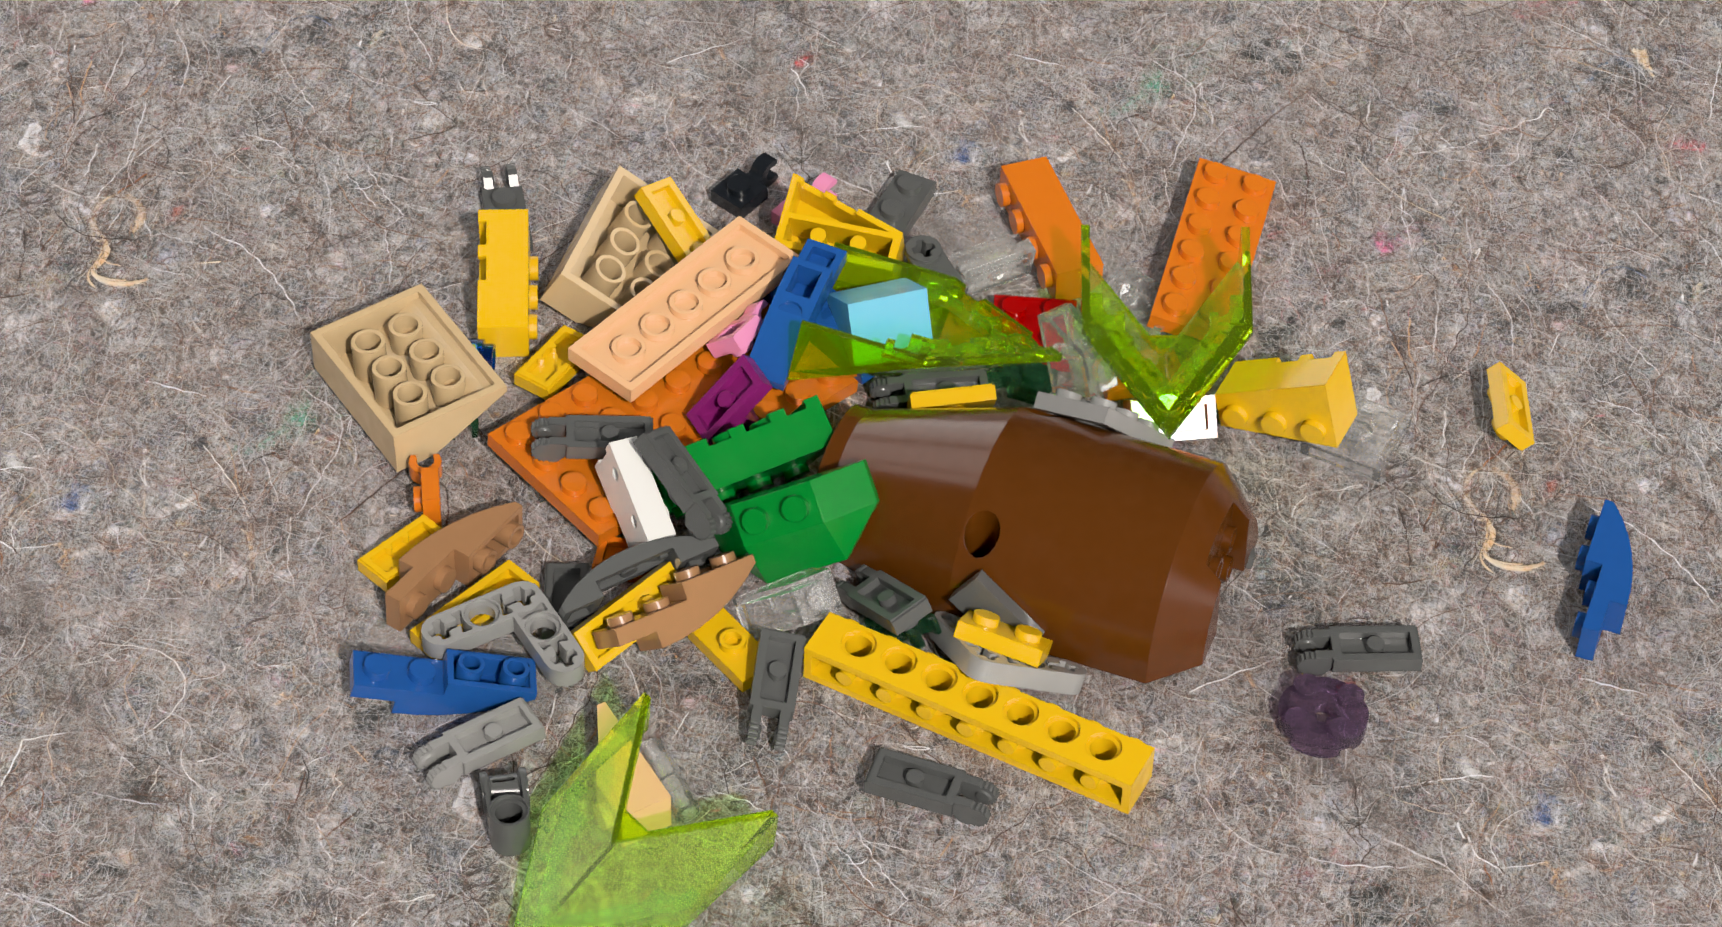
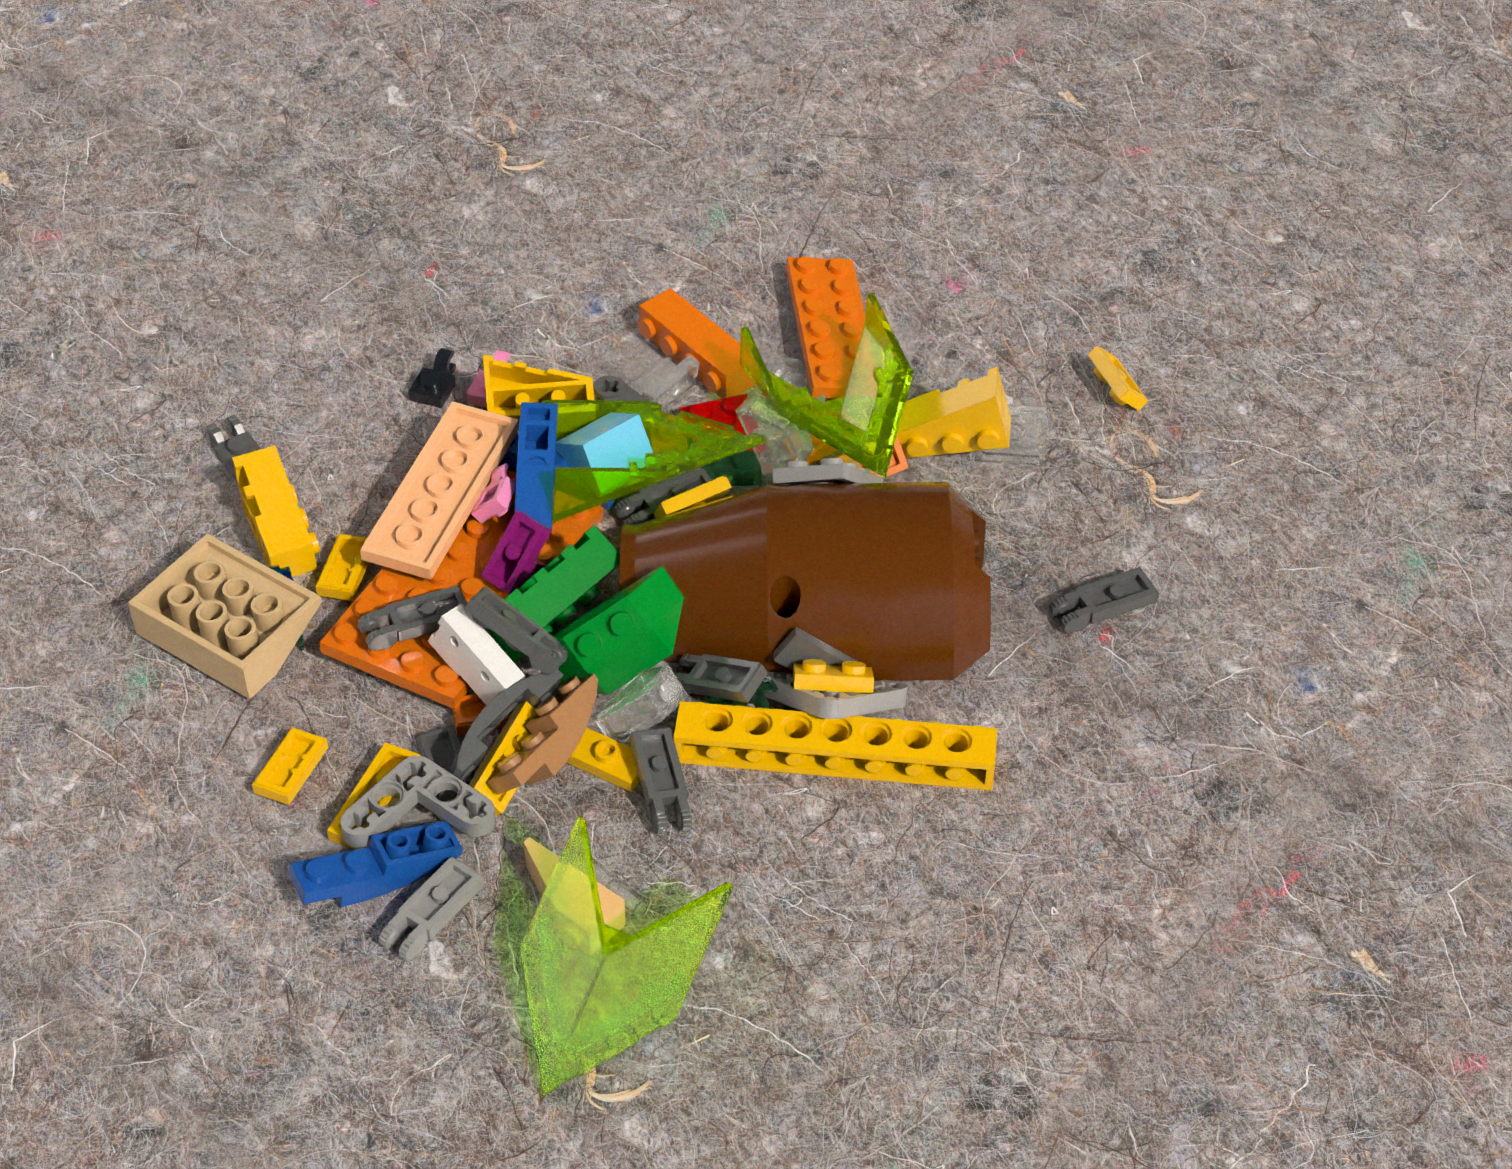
camera: 20 degrees left, 0 degrees up
(427, 495) = (288, 709): orange plate -> none
(453, 553) = (333, 754): medium nougat slope -> none
(507, 811) = (483, 958): dark grey piece -> none
(610, 255) = (361, 459): tan slope -> none
(672, 217) = (395, 421): yellow plate -> none
(904, 201) = (569, 352): dark grey hinge -> none
(930, 786) = (828, 820): dark grey hinge -> none
(1325, 695) = (1113, 645): clear purple plate -> none
(1604, 578) = (1260, 485): blue slope -> none

